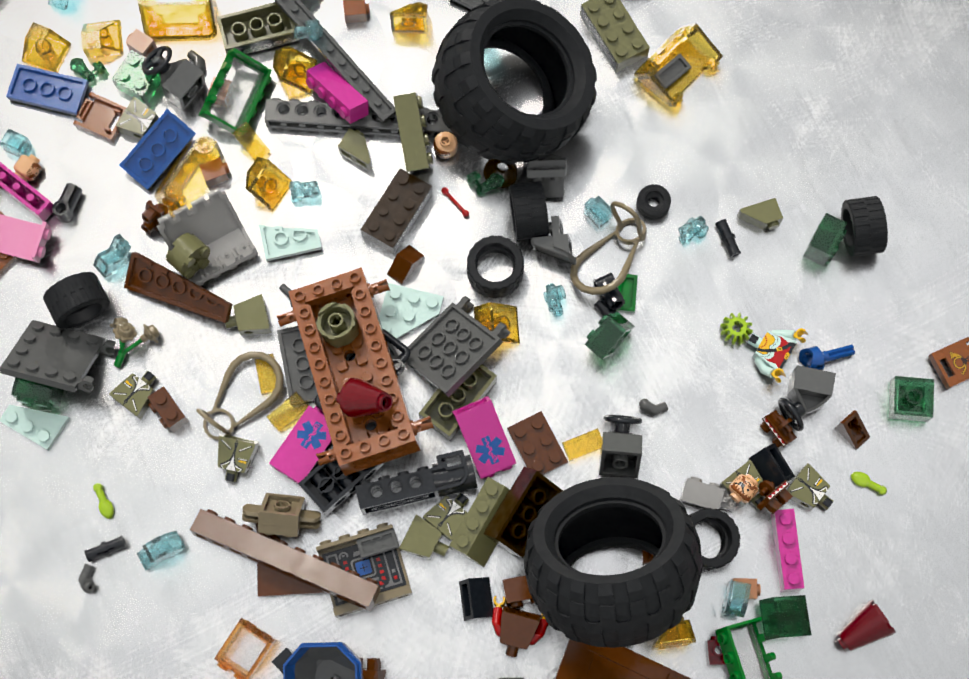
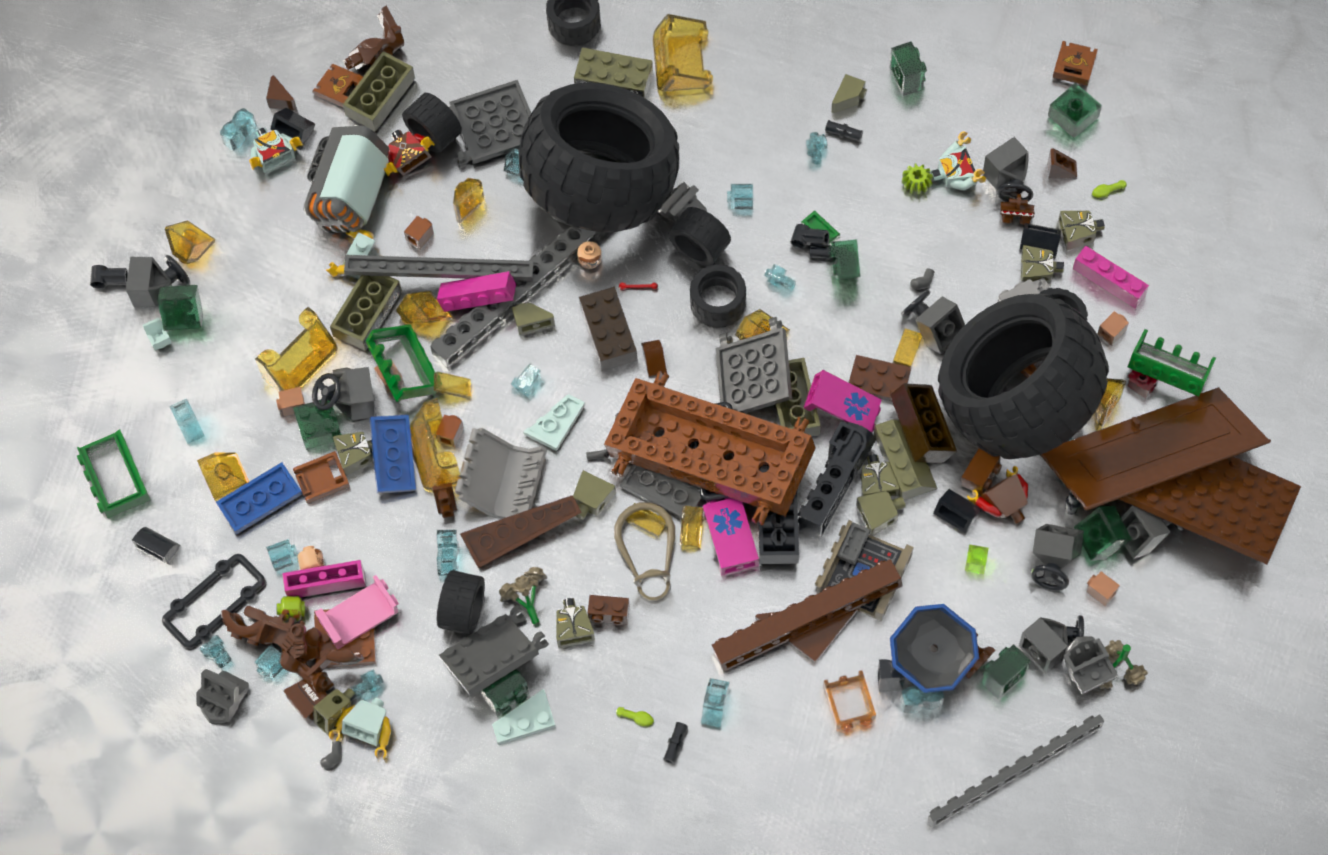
camera: 45 degrees left, 10 degrees down
(67, 201) = (368, 554): black piece -> none
(79, 66) = (263, 460): clear green piece -> none
(85, 580) = (686, 777): dark grey arm -> none
(102, 38) = (256, 427): clear yellow slope -> none
(188, 255) = (503, 494): olive brick -> none
(235, 455) = (691, 589): olive torso -> none
(266, 182) = (495, 398): clear yellow slope -> none
(281, 515) = (770, 590): dark tan brick -> none
(312, 30) = (414, 264): clear light blue plate -> none
(347, 327) = (664, 427): olive brick -> none
(362, 399) = (745, 447): dark red cone -> none
(408, 309) = (693, 377): light aqua plate -> none
(412, 133) = (563, 262): olive brick -> none
(446, 648) = (976, 559): none -> clear neon green brick
(493, 182) = (650, 246): clear green piece -> none
(509, 175) = (652, 239): dark brown piece -> none
(556, 245) = (742, 242): dark grey piece -> none
(625, 269) = (765, 223): dark tan animal -> none
(653, 191) = (769, 165): black tyre -> none
(672, 71) = (683, 60): dark grey tile -> none
(736, 598) = (1117, 333): clear light blue brick -> none
(743, 488) = (1041, 264): light nougat head -> none
(768, 490) = (1066, 250): reddish brown hips -> none
(785, 617) = (1158, 315): clear green brick -> none
(814, 358) = (989, 143): blue piece -> none
(865, 226) = (926, 31): black tyre -> none
(865, 628) = (1212, 270): dark red cone -> none

